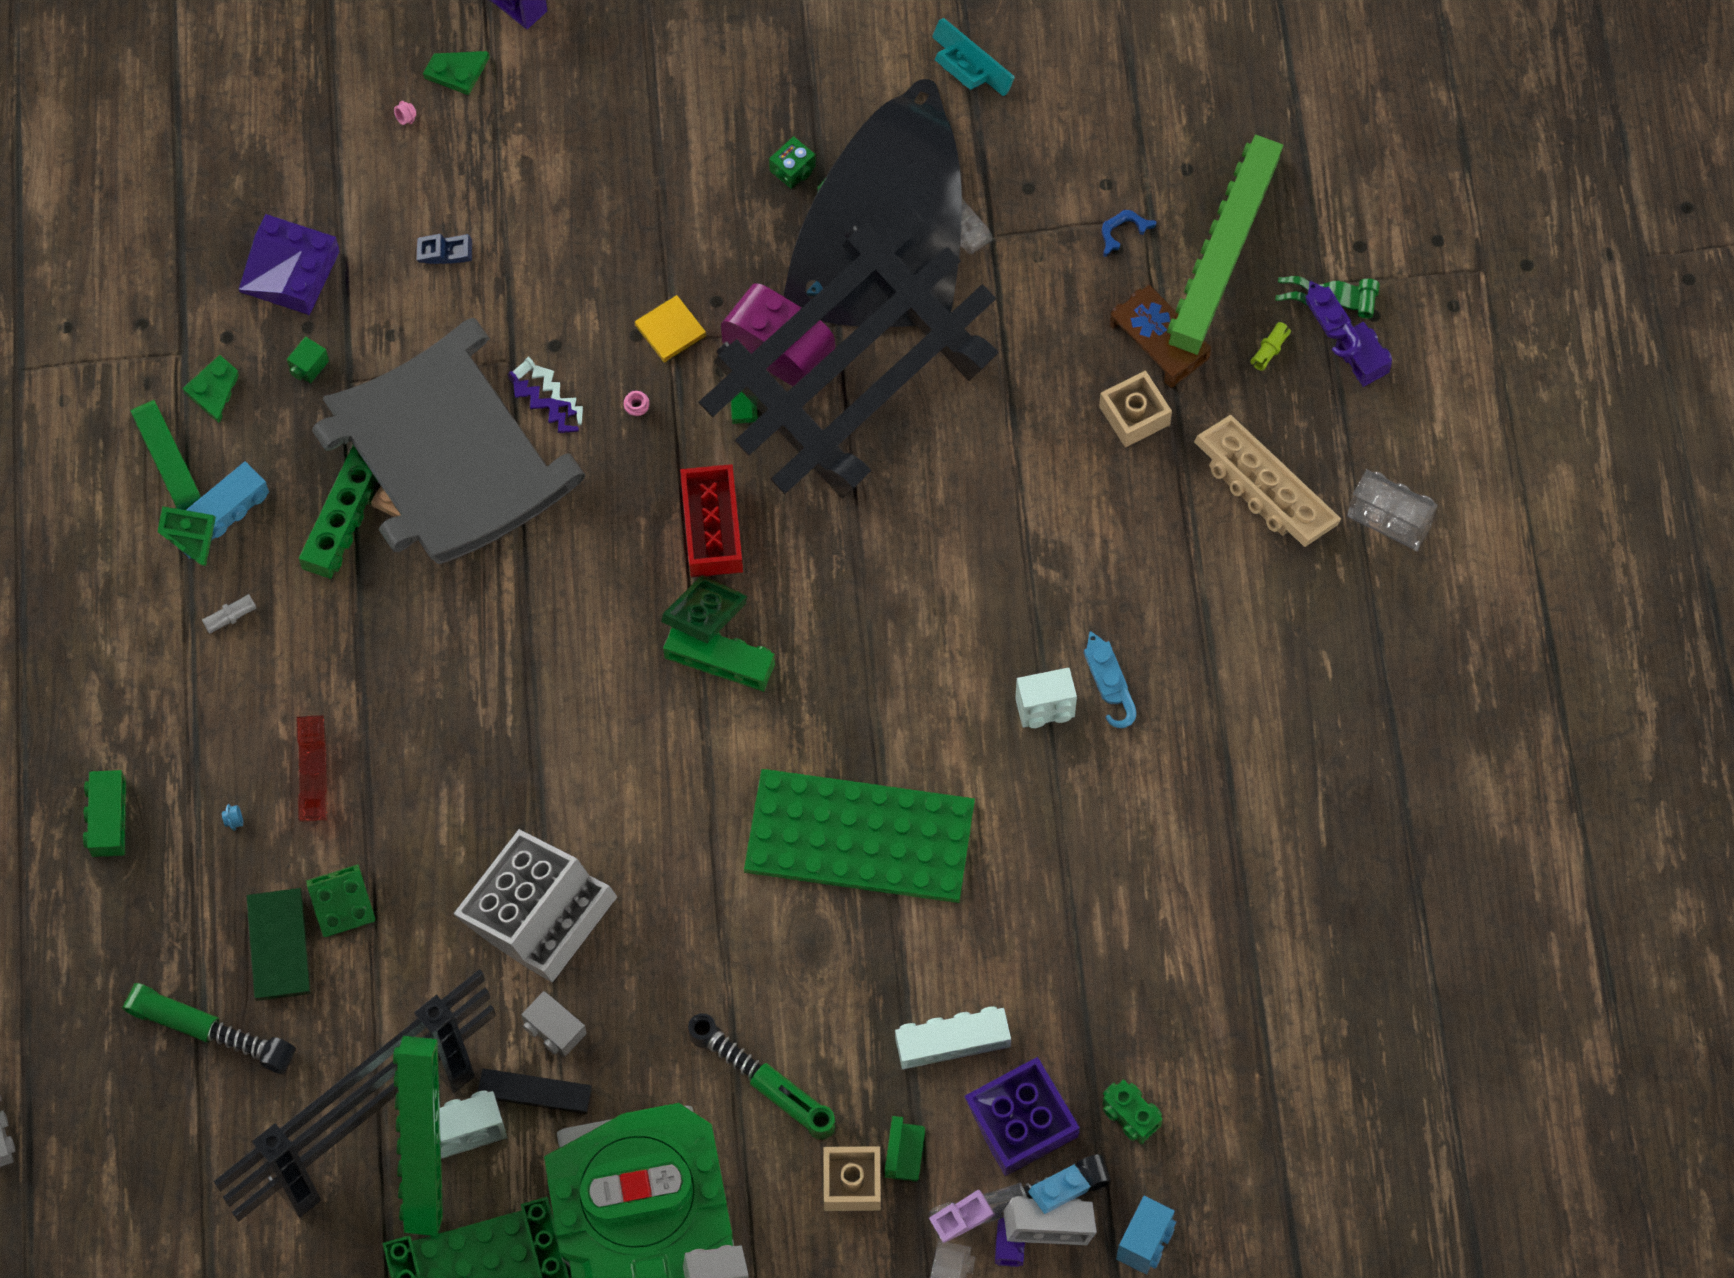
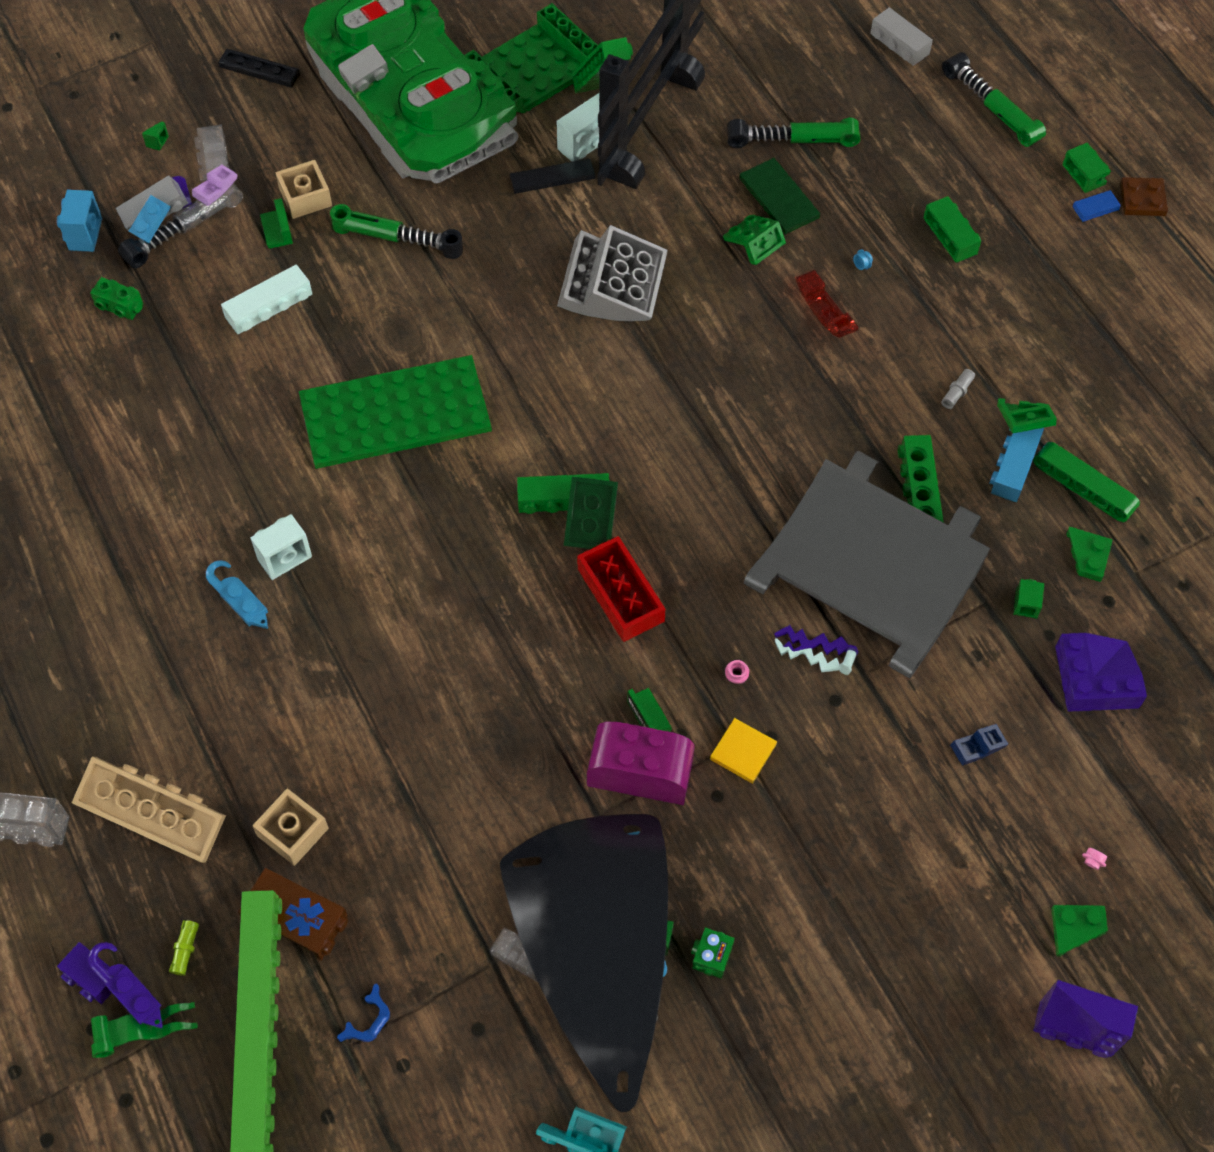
camera: 155 degrees right, 5 degrees down
(553, 1024) = (559, 212): light grey brick -> none
(907, 295) = (535, 835): black fence -> none
(1022, 1116) = (194, 263): dark purple slope -> none

